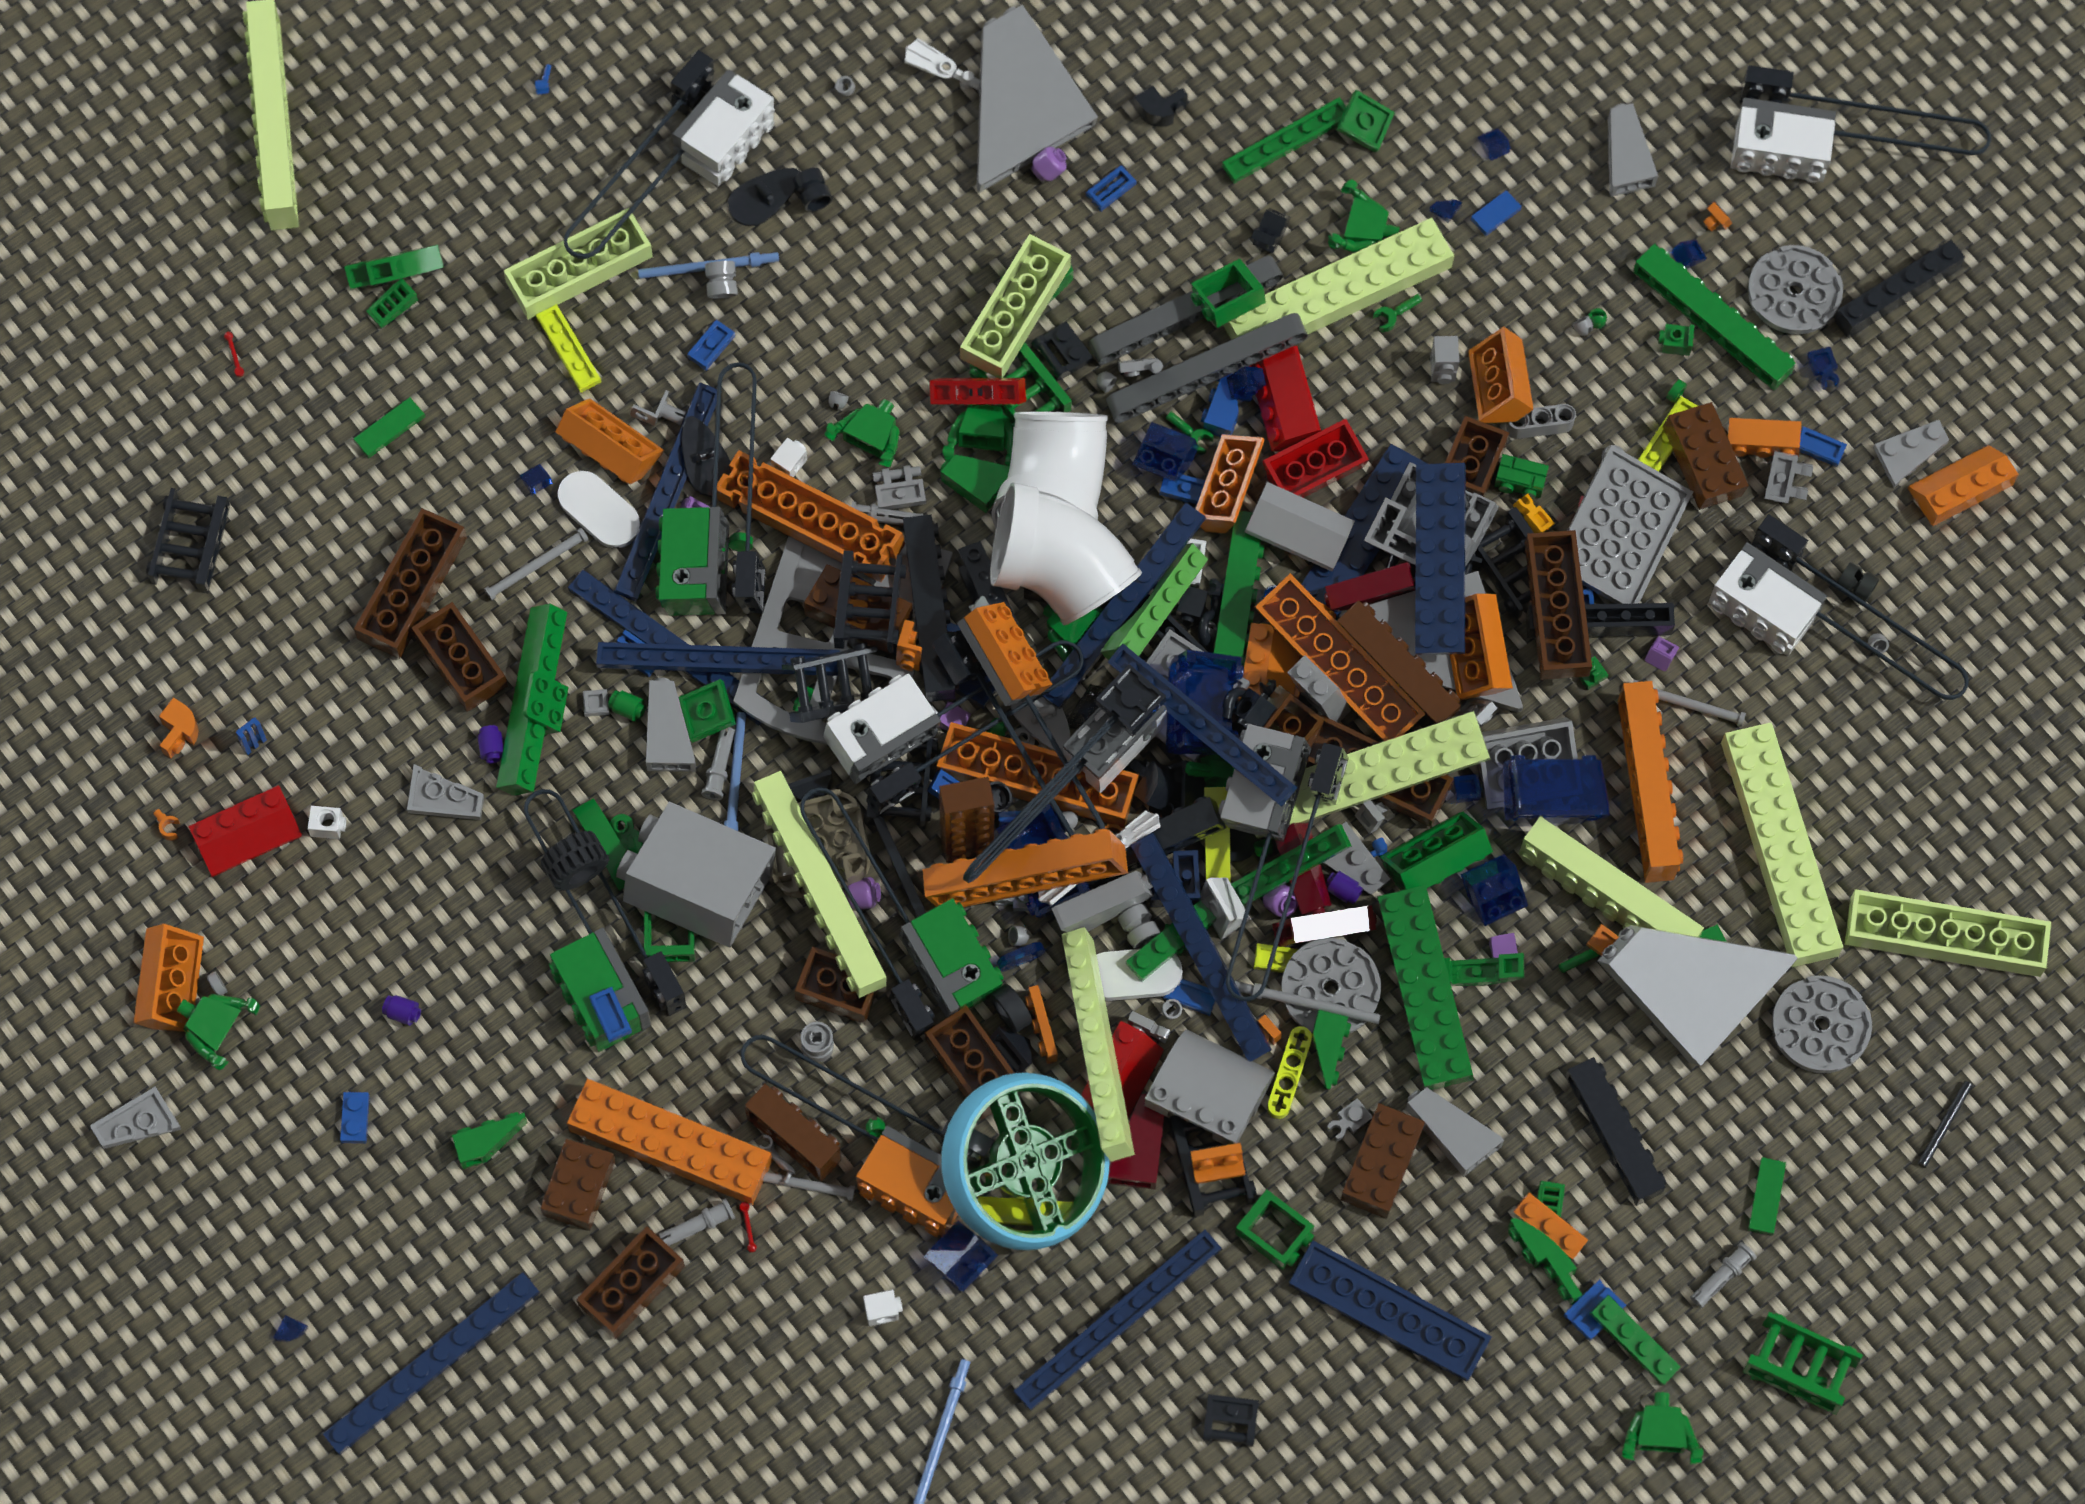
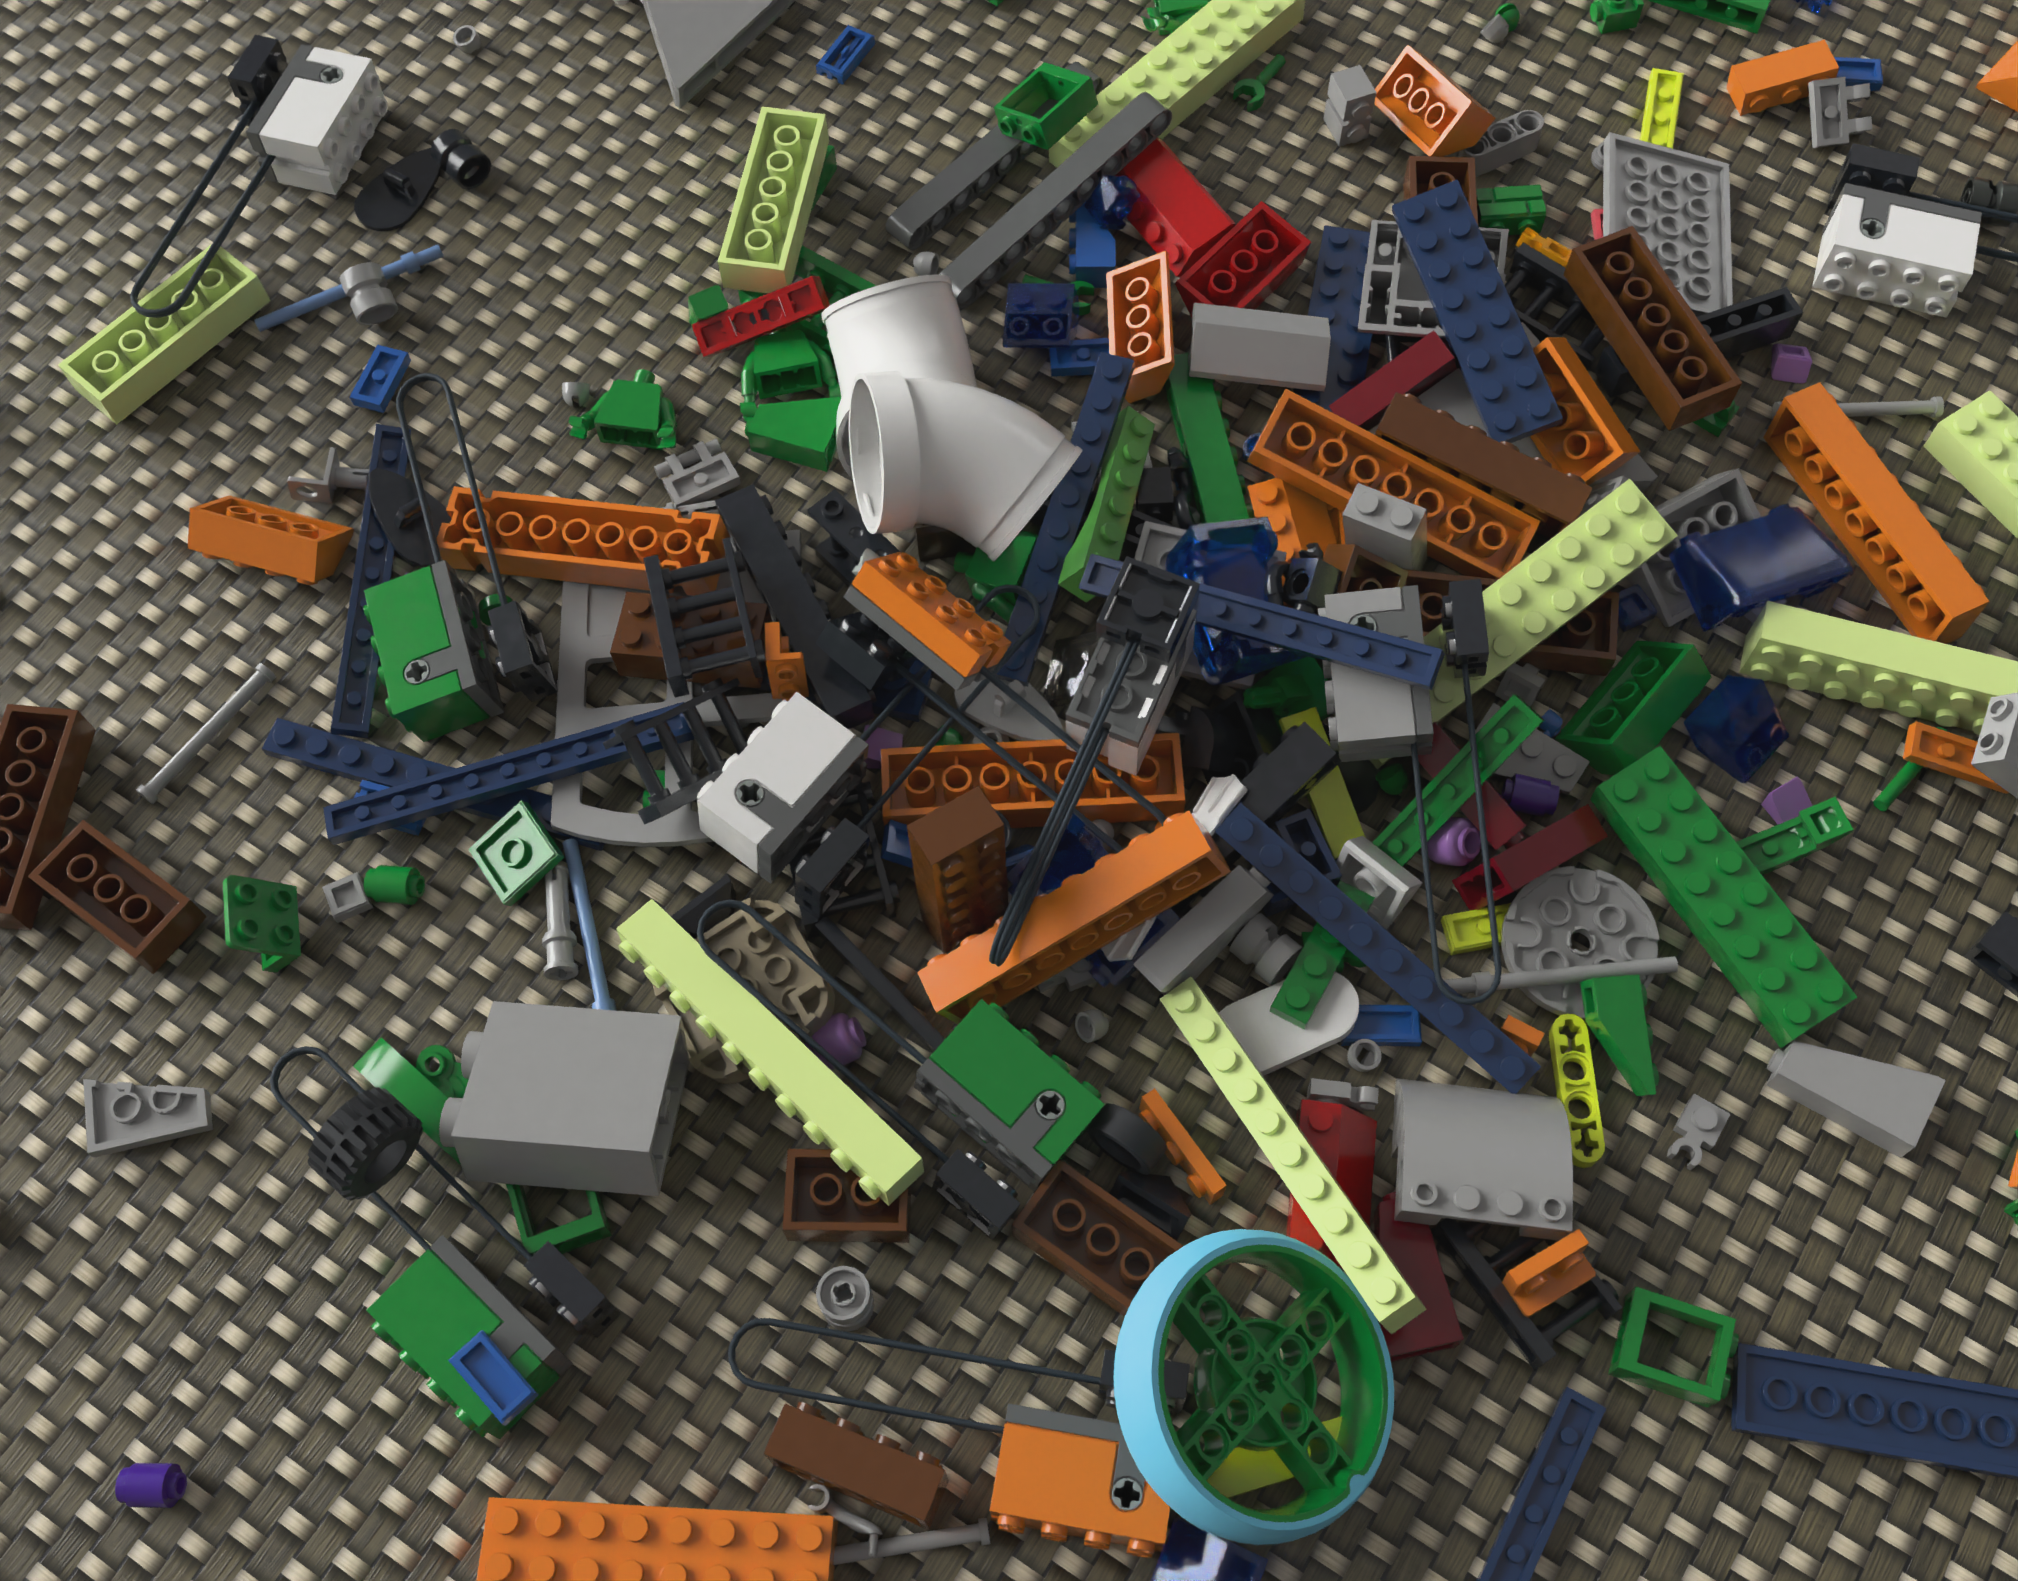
camera: 15 degrees left, 5 degrees down
(490, 744) = (199, 1009): dark purple brick -> none
(523, 735) = (245, 978): green brick -> none
(536, 479) = (179, 621): clear blue slope -> none
(542, 86) = (68, 148): blue hand -> none
(568, 348) = (183, 443): neon yellow tile -> none
(598, 509) = (279, 632): white tile -> none
(666, 730) = (465, 906): light grey slope -> none
(789, 457) = (532, 476): white brick -> none
(875, 1127) = (986, 1406): green hinge -> none
(944, 371) = (706, 304): none -> green slope
(1020, 956) = (1109, 1053): clear blue tile -> none
(1049, 163) = (757, 44): medium lavender head -> none
(1069, 348) = (861, 242): black plate -> none
(1132, 367) = (953, 231): light grey plate -> none
(1271, 230) = (1065, 36): black brick -> none
(1382, 1161) = (1781, 1178): reddish brown brick -> none
(1676, 391) = (1646, 62): green tile -> none
(1705, 455) = (1724, 117): reddish brown brick -> none
(1909, 450) = (1955, 45): light grey wing -> none

